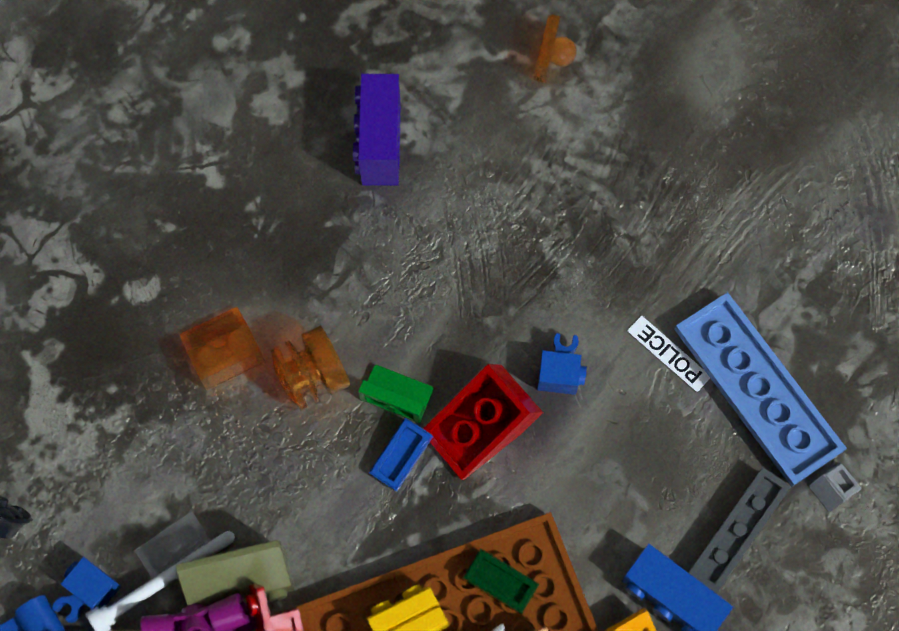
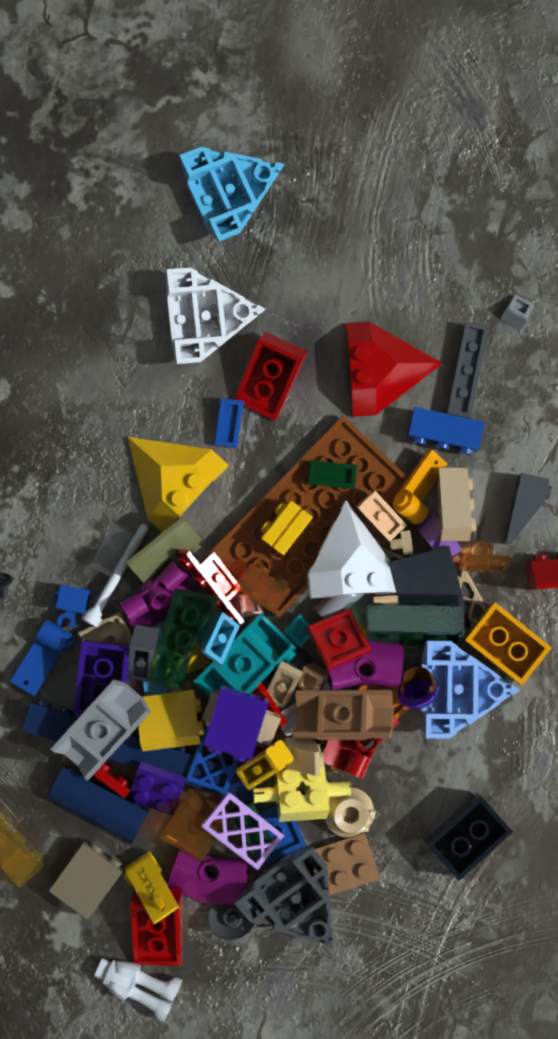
camera: 30 degrees left, 15 degrees up
(222, 348) = (74, 406): clear orange slope -> none
(297, 488) = (172, 477): none -> yellow wedge
(310, 367) = (142, 394): clear orange wheel -> none
(377, 129) = (103, 204): dark purple brick -> none
(396, 393) = (205, 383): green panel -> none
(434, 306) = (203, 314): none -> white wedge
(534, 173) = (226, 187): none -> medium azure wedge
(553, 49) = (196, 84): clear orange tile -> none
(561, 369) = (306, 317): blue brick -> none
(628, 477) = (382, 367): none -> red wedge
(669, 353) = (372, 271): white sticker -> none
(760, 389) = (441, 268): medium blue plate -> none

